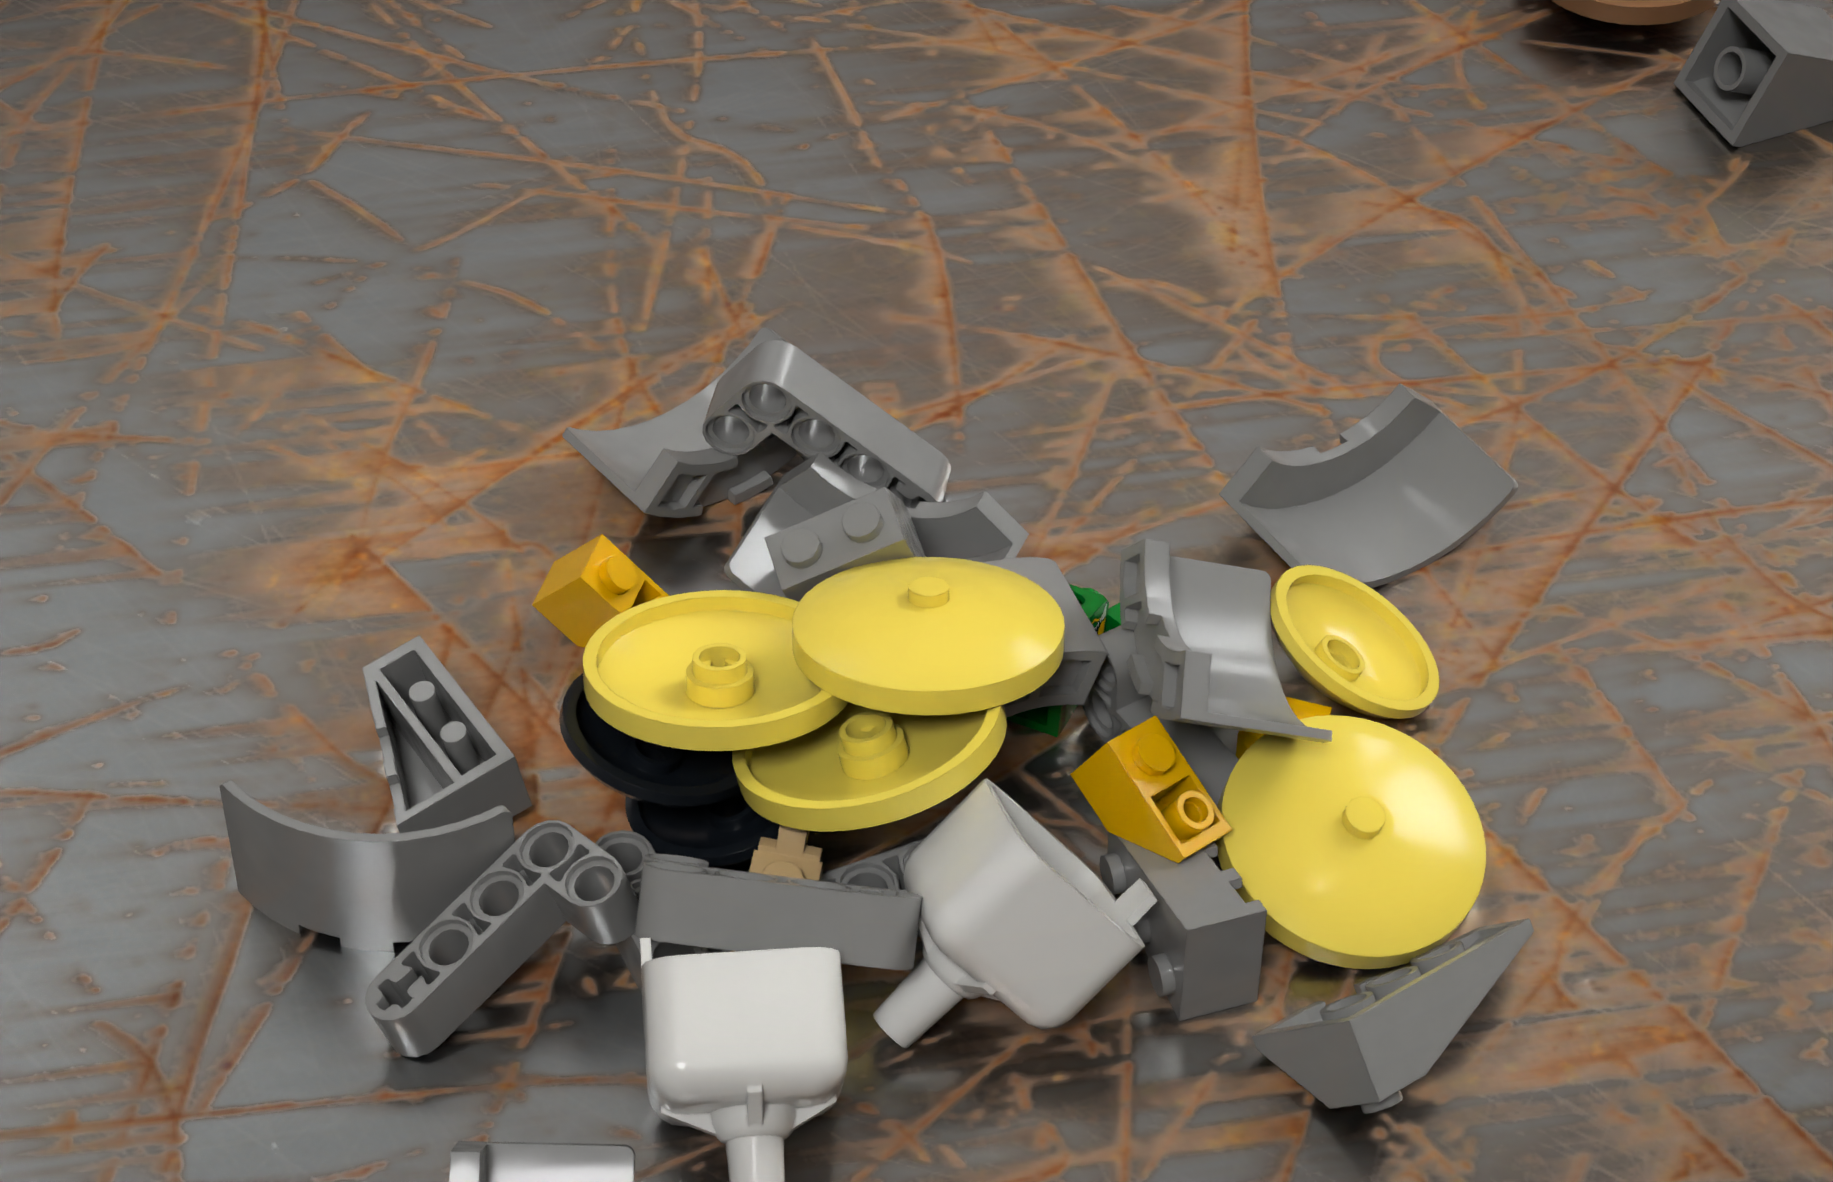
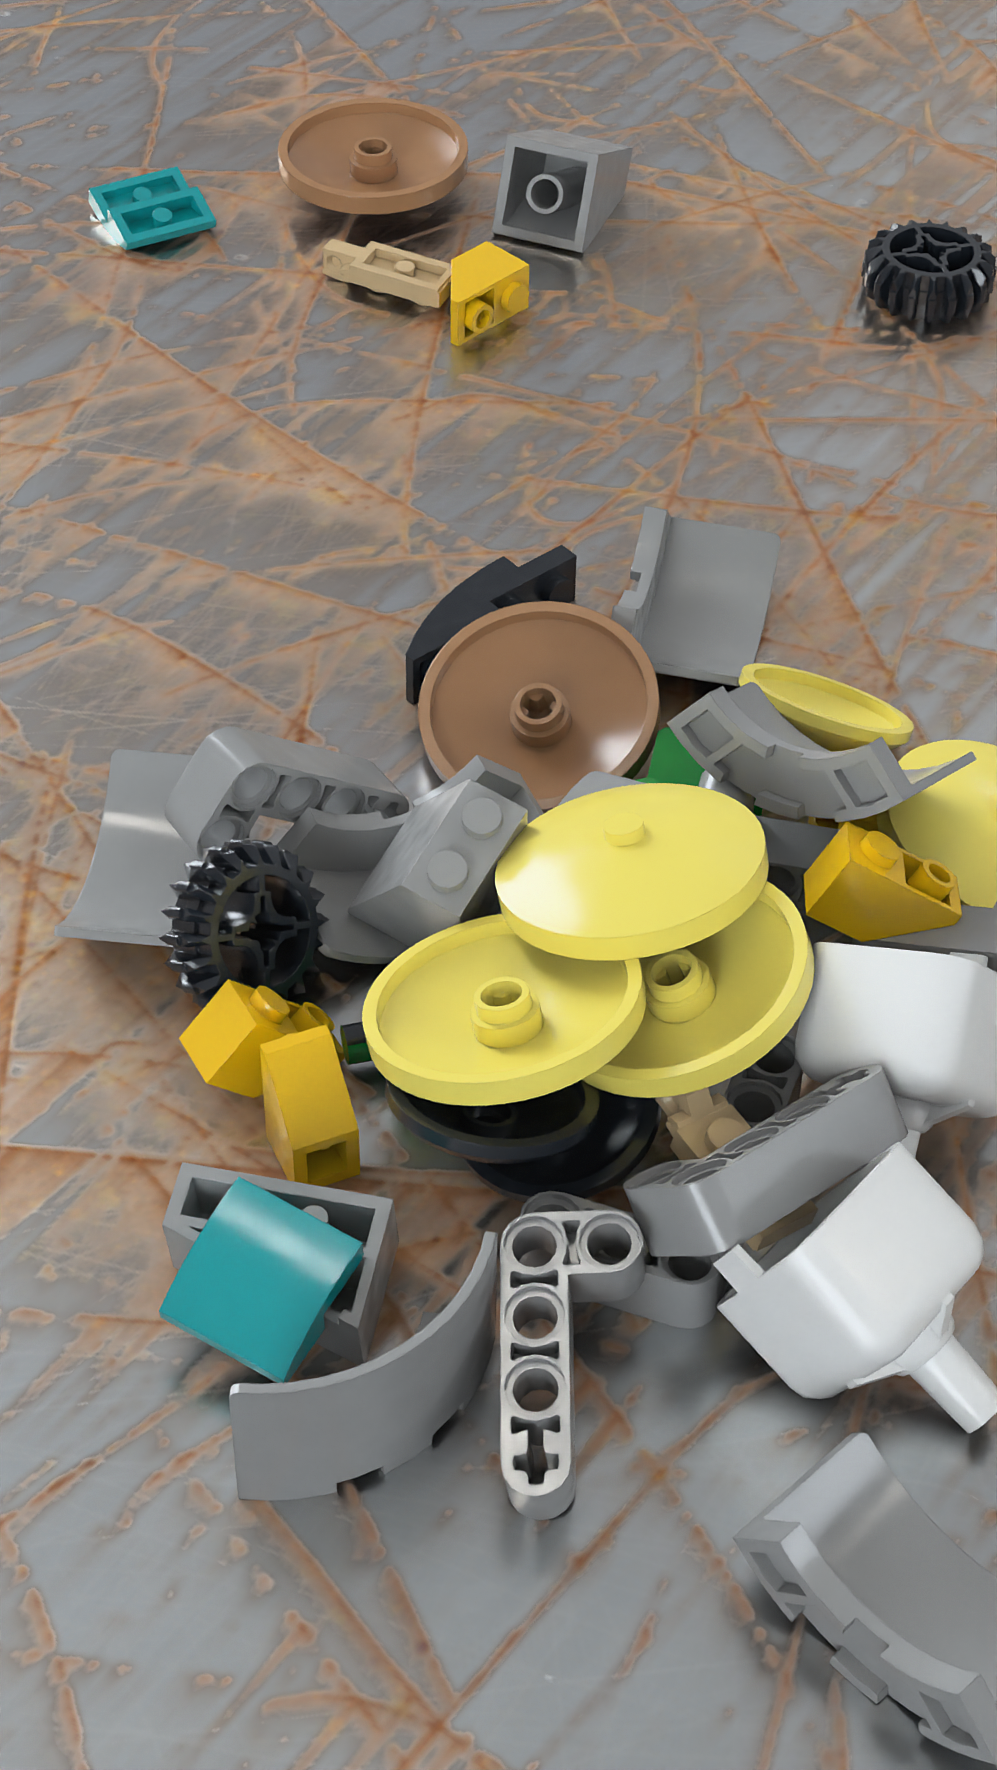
camera: 45 degrees left, 0 degrees up
(379, 749) = (261, 1280): none -> teal slope
(553, 658) = (309, 1108): none -> yellow slope
(699, 519) = (223, 897): none -> black gear
(1122, 475) = (543, 695): none -> medium nougat dish
(1170, 399) = (489, 589): none -> black slope
(1521, 71) = (389, 271): none -> tan hinge
(1567, 130) = (486, 290): none -> yellow slope

